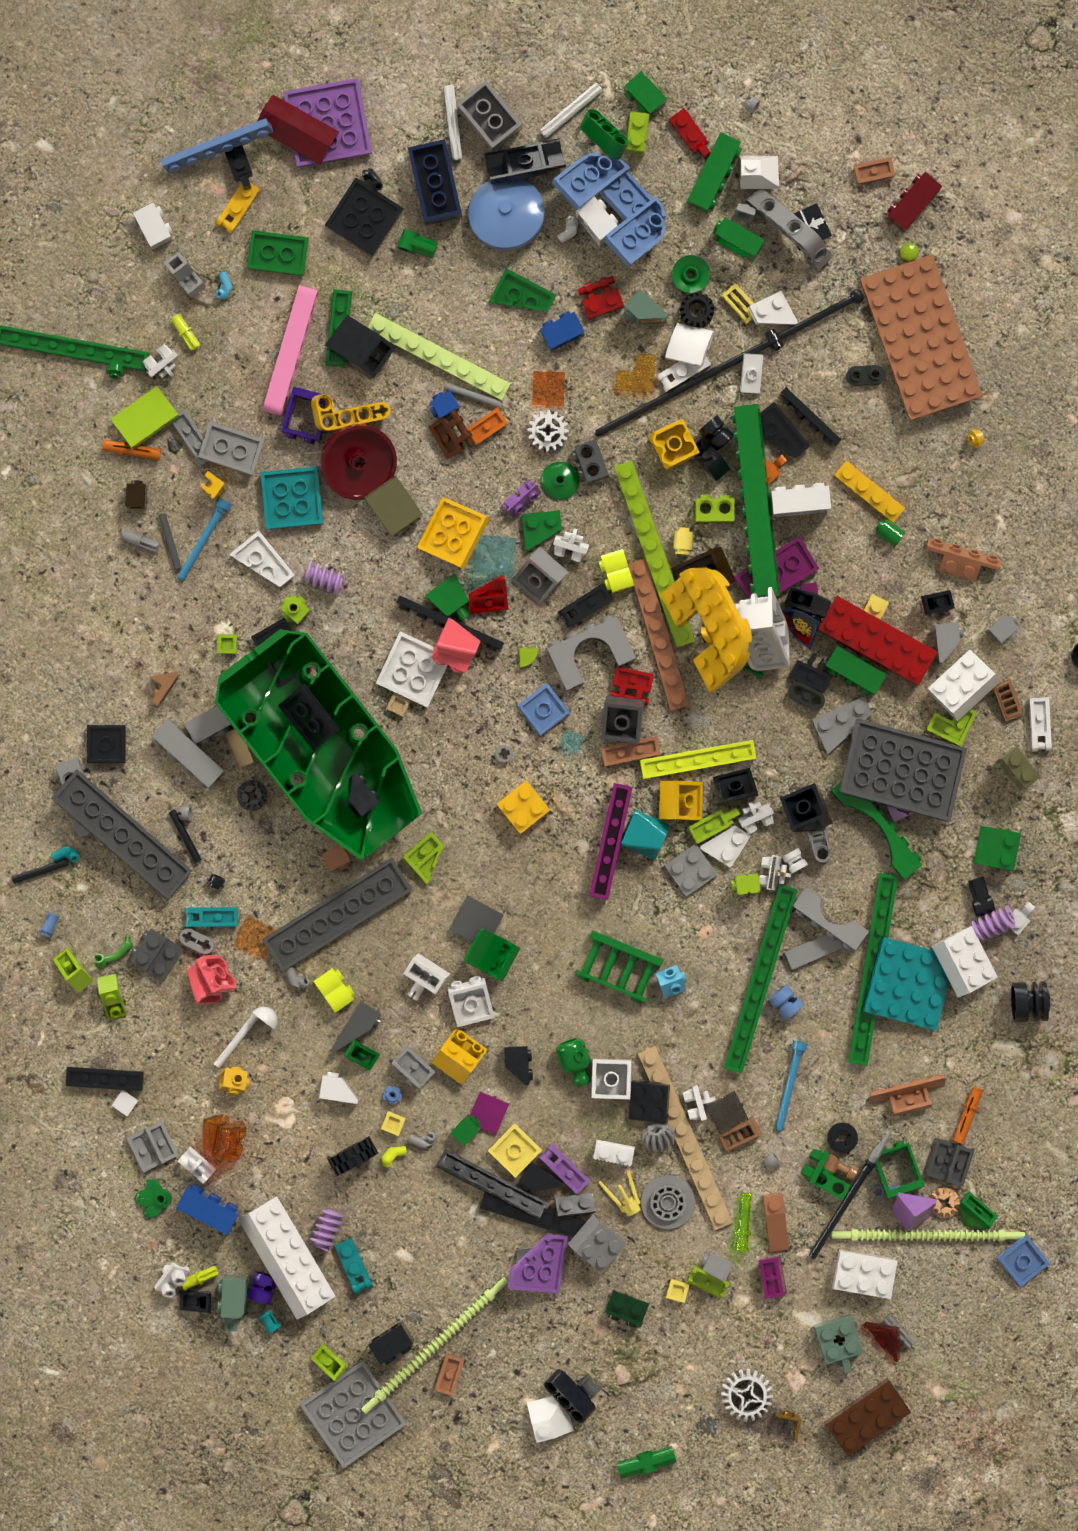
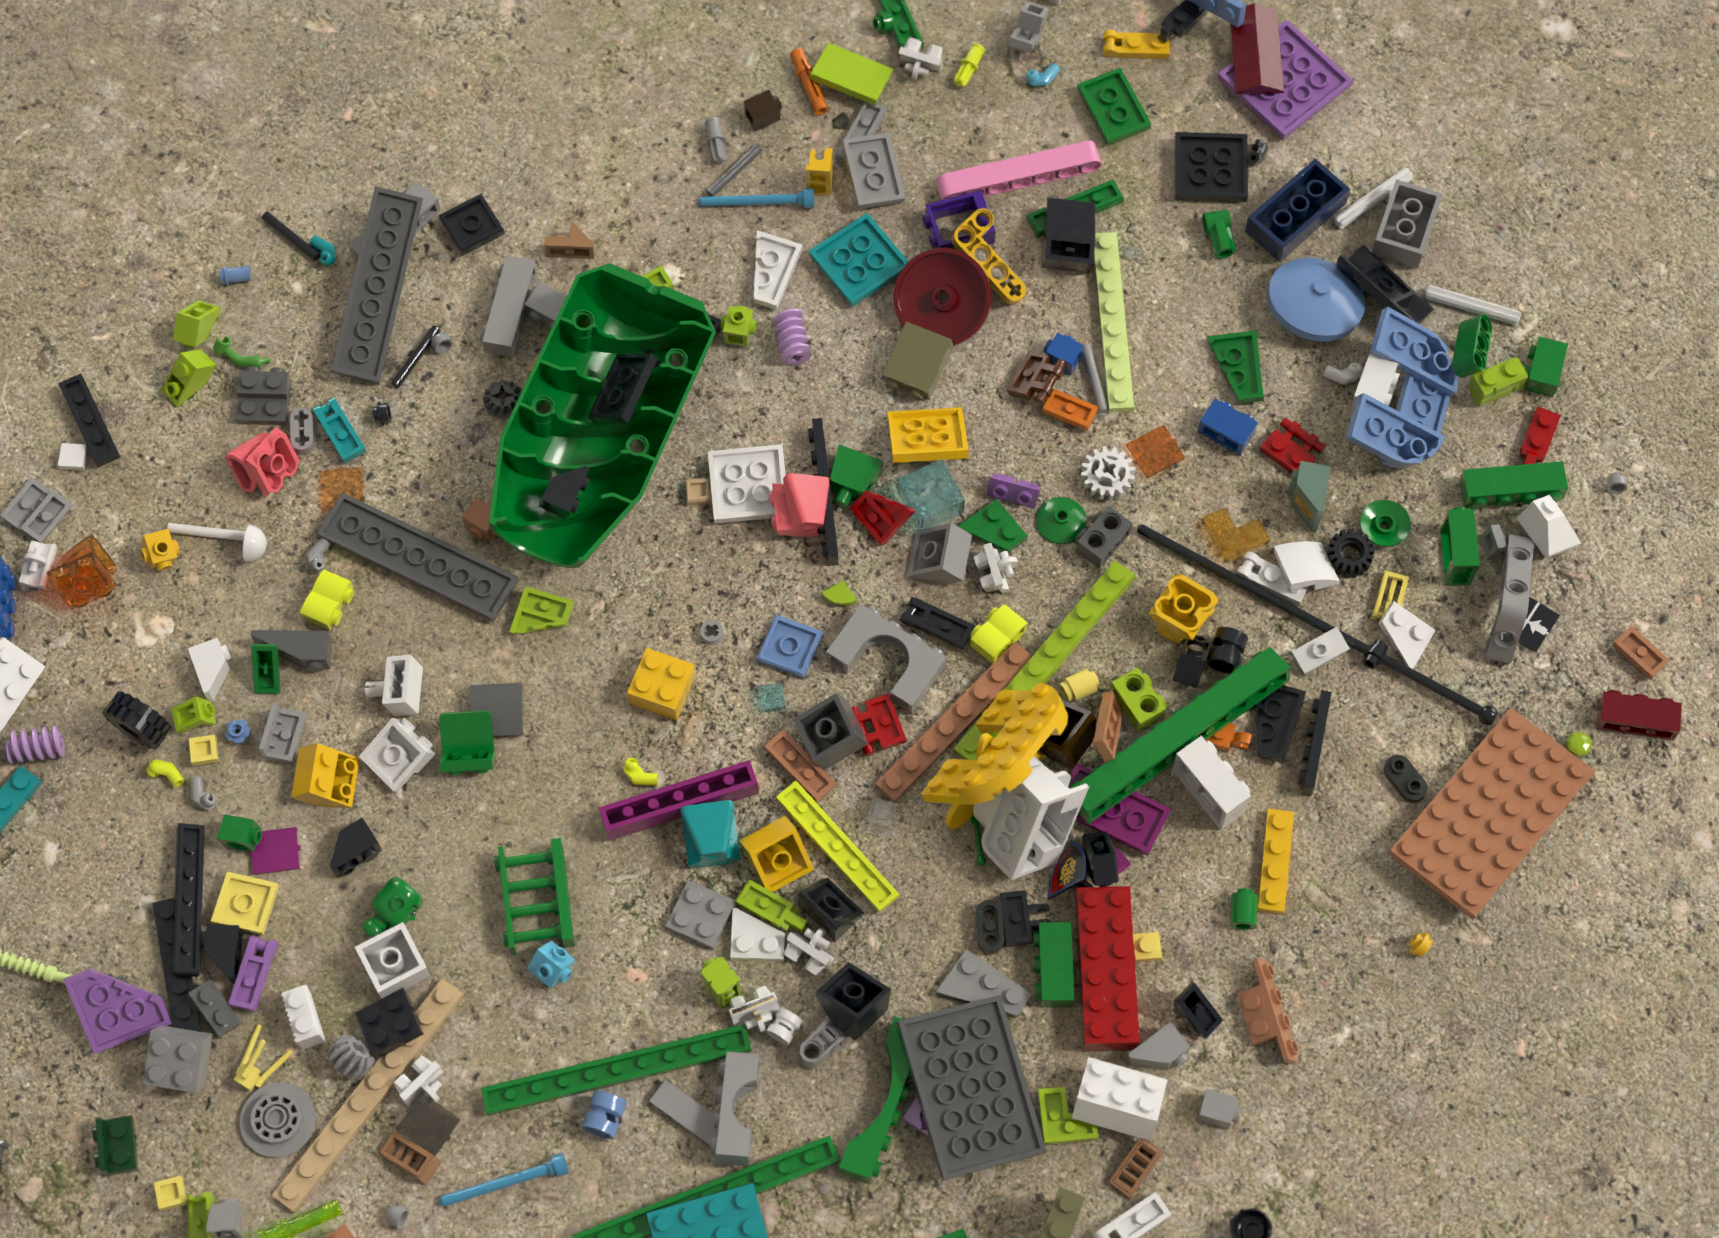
camera: 60 degrees right, 20 degrees down
(364, 1117) = (192, 714): none -> lime bracket
(574, 857) = (637, 775): none -> neon yellow arm
(725, 542) = (1108, 726): none -> nougat plate

